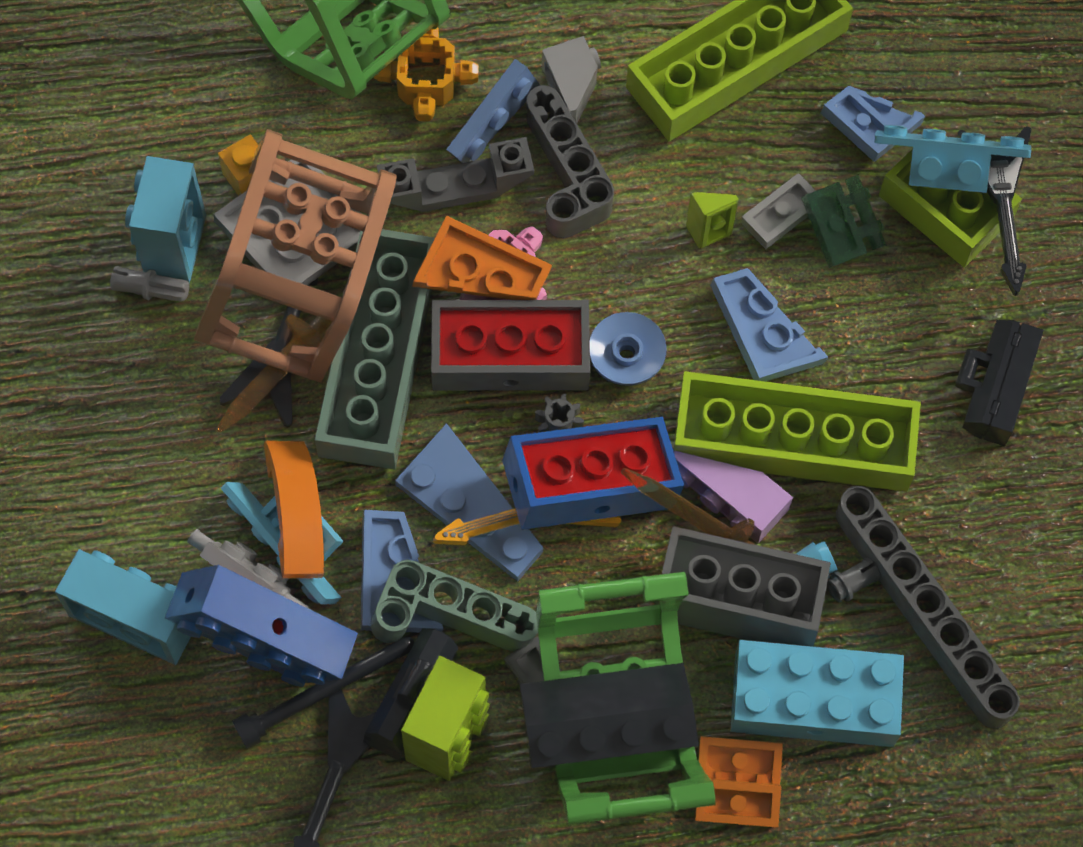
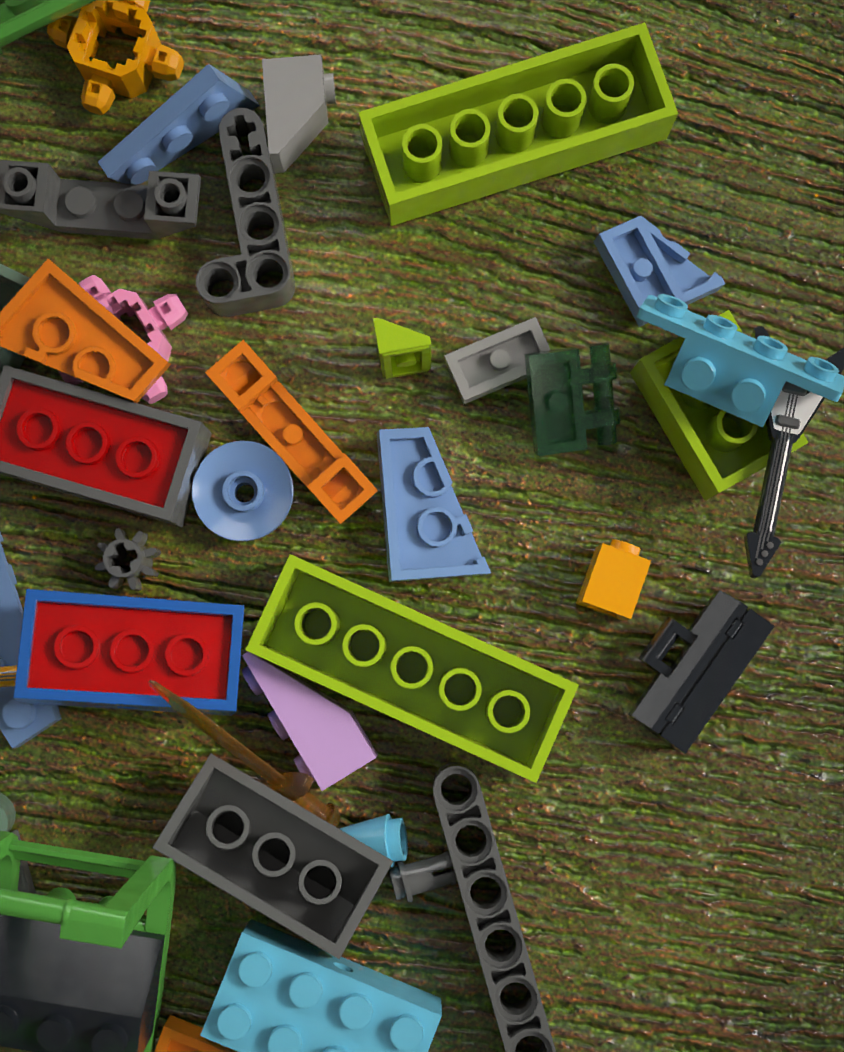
camera: 20 degrees right, 15 degrees up
(630, 292) = (291, 432): none -> orange slope
(918, 337) = (614, 579): none -> light orange brick

